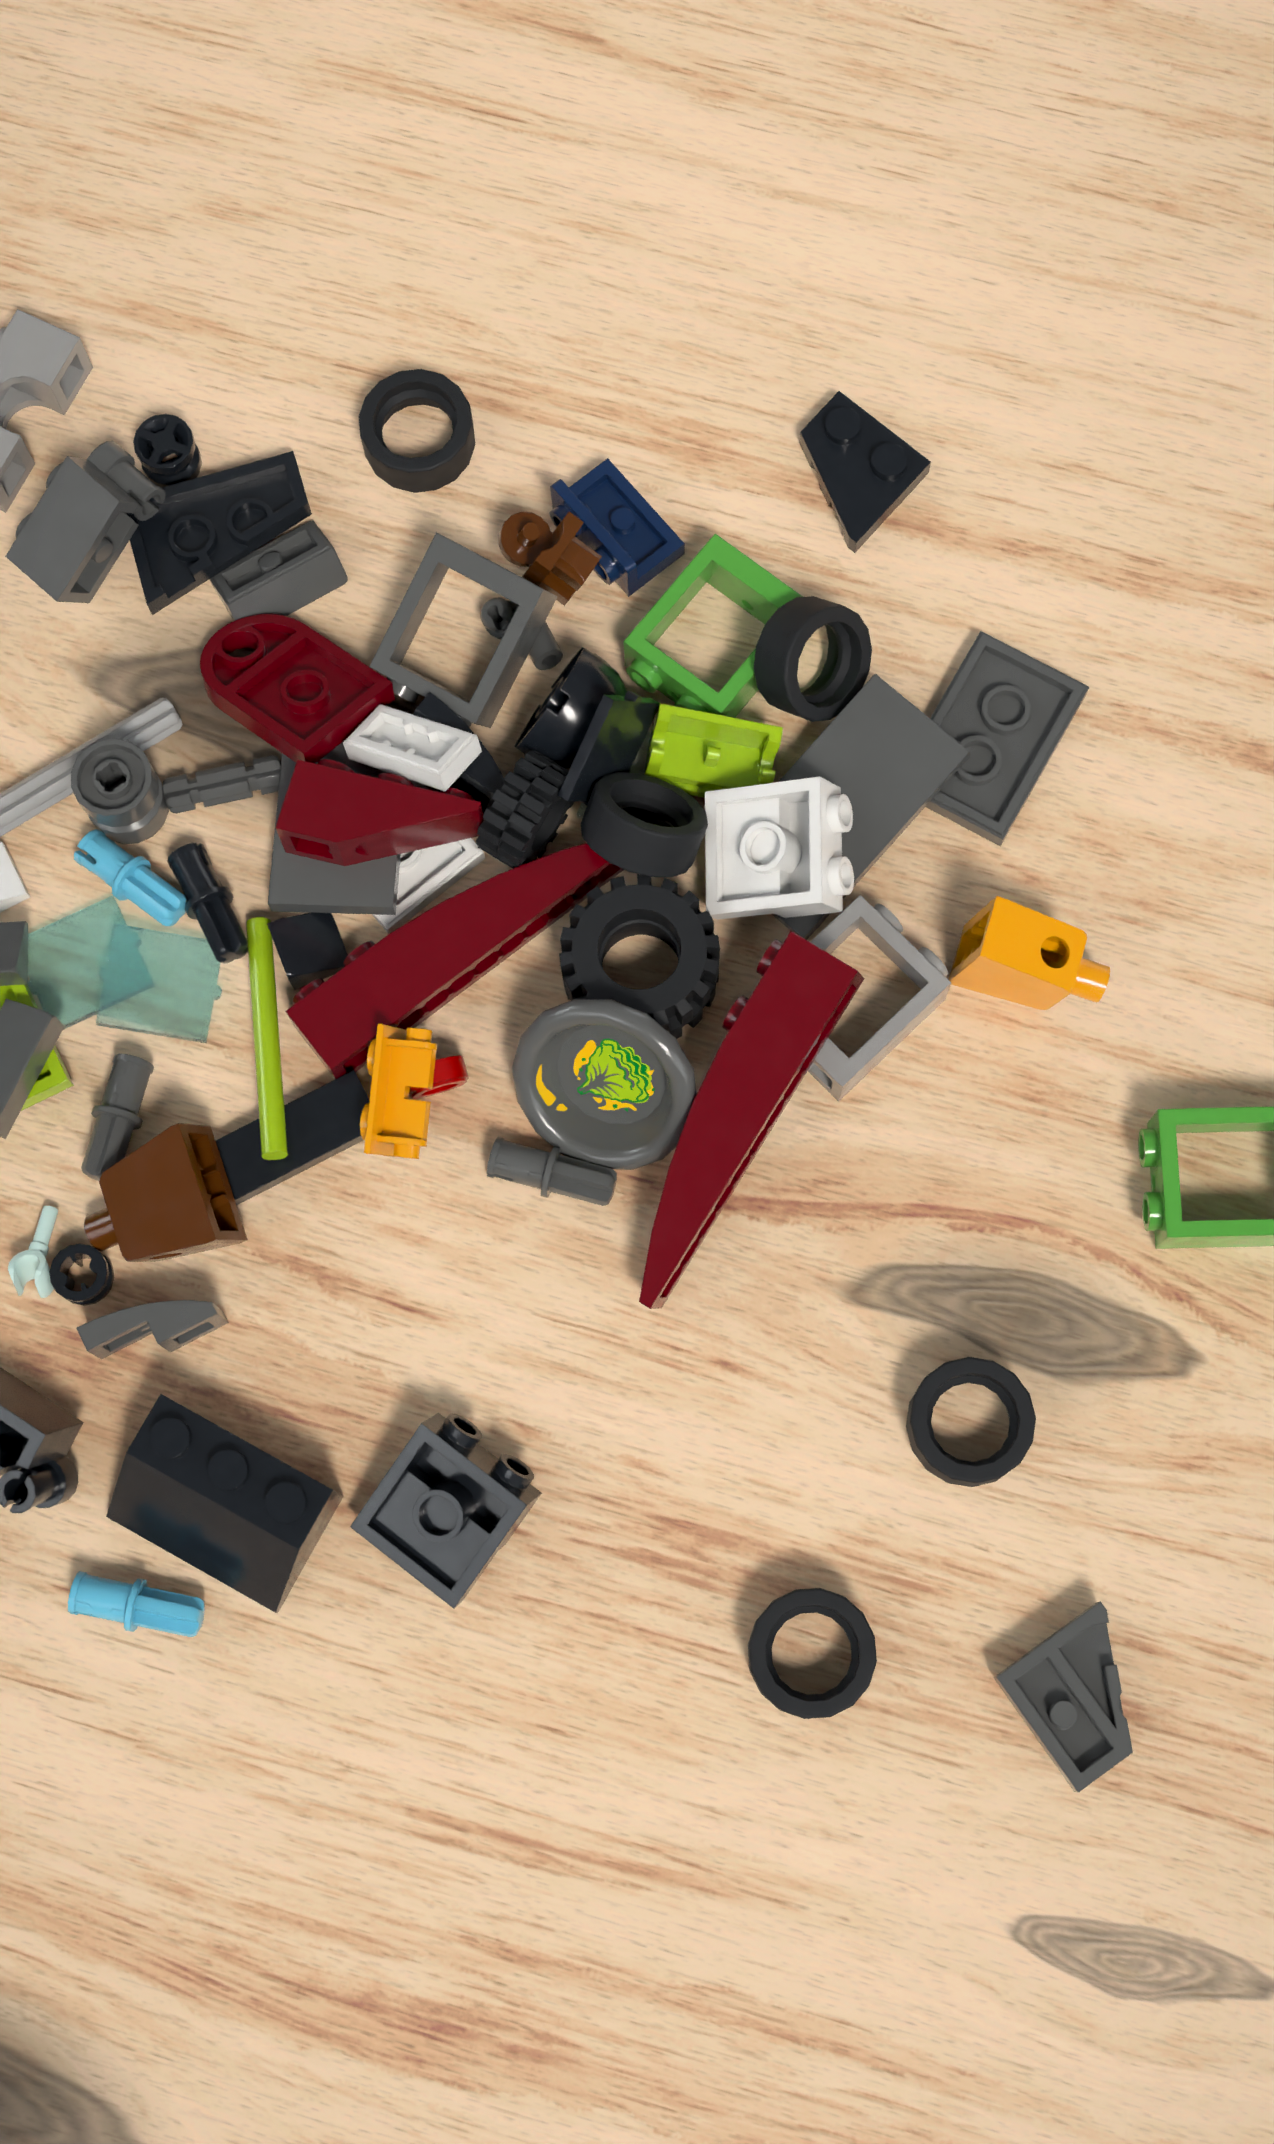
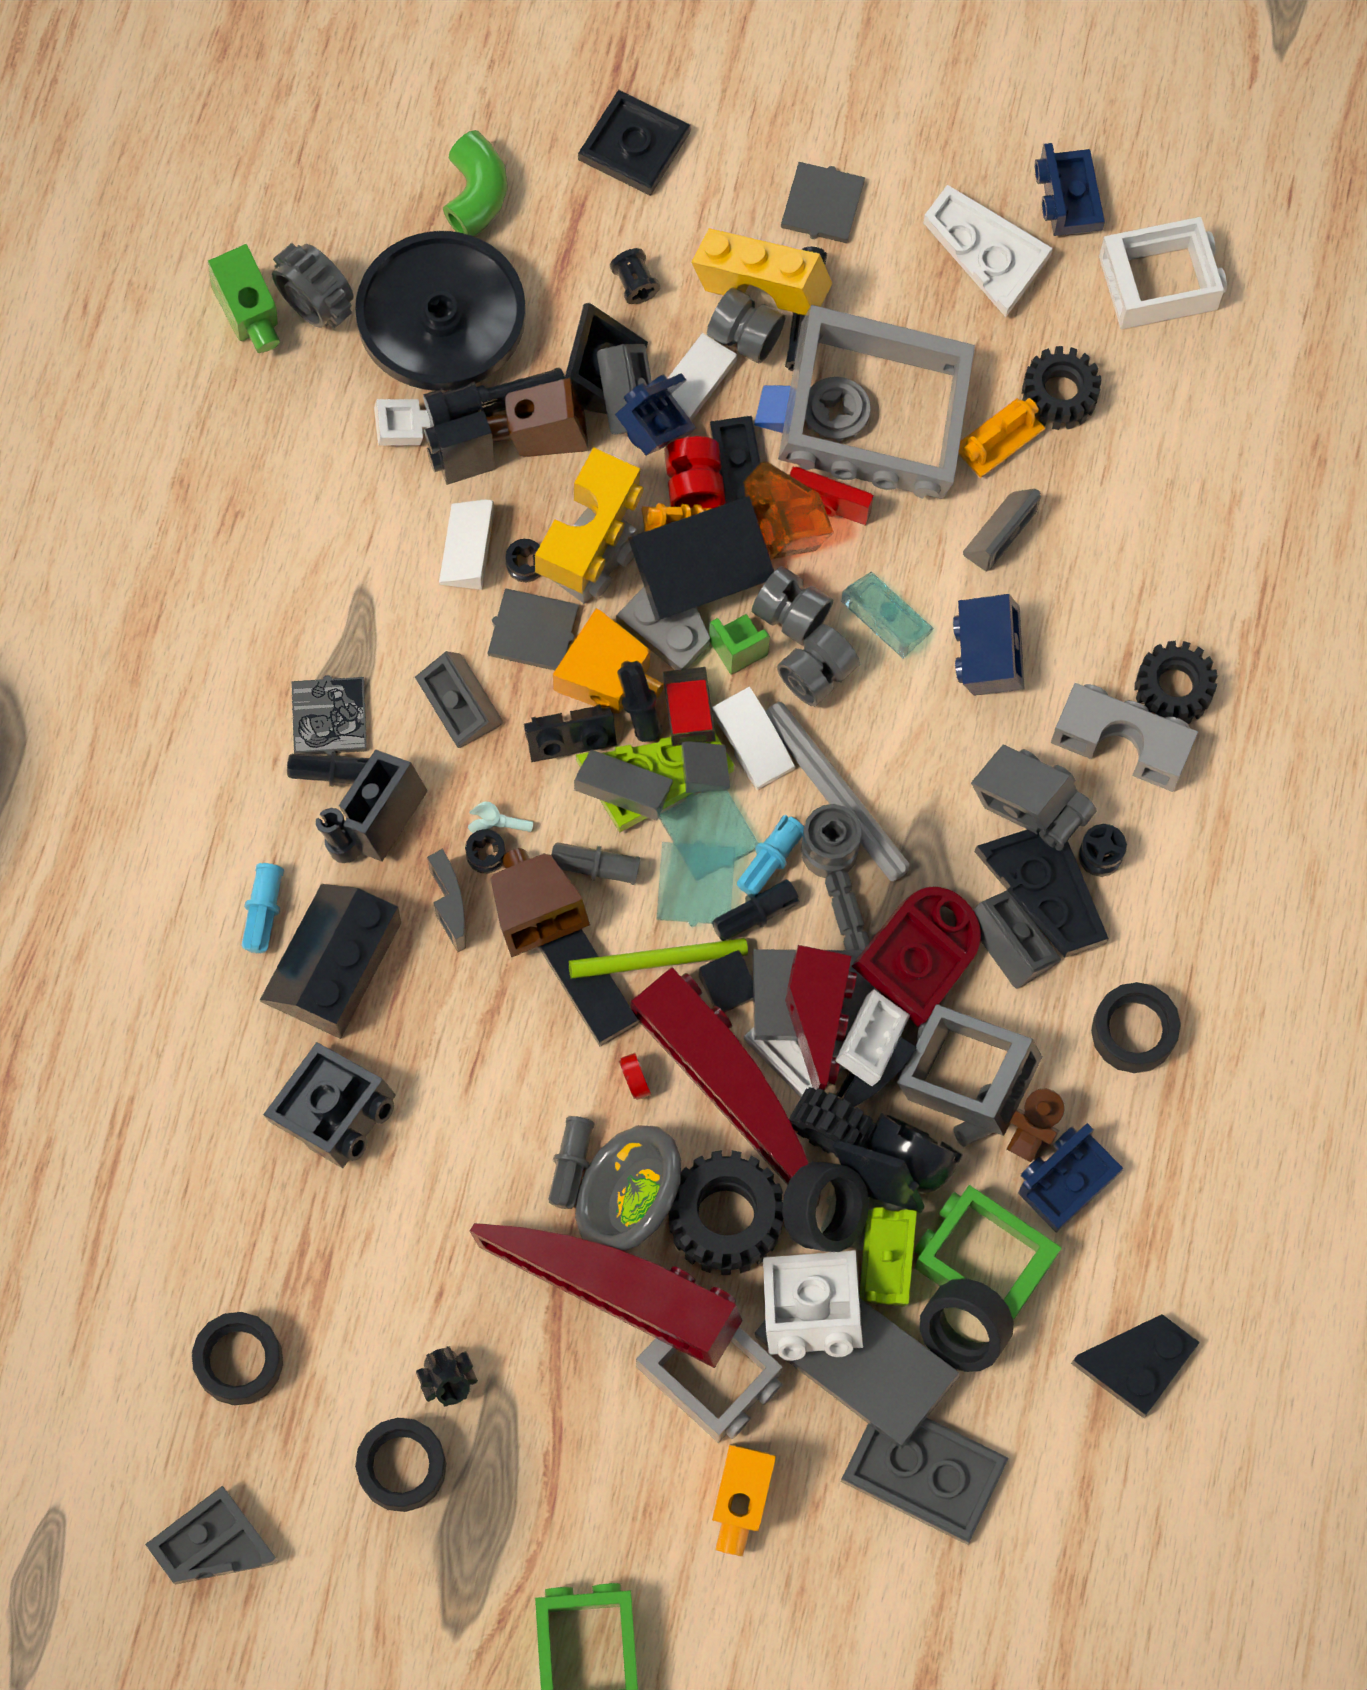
camera: 80 degrees right, 5 degrees down
(391, 1120) = (638, 1046): light orange hinge -> none
(851, 1352) = (446, 1376): none -> black gear

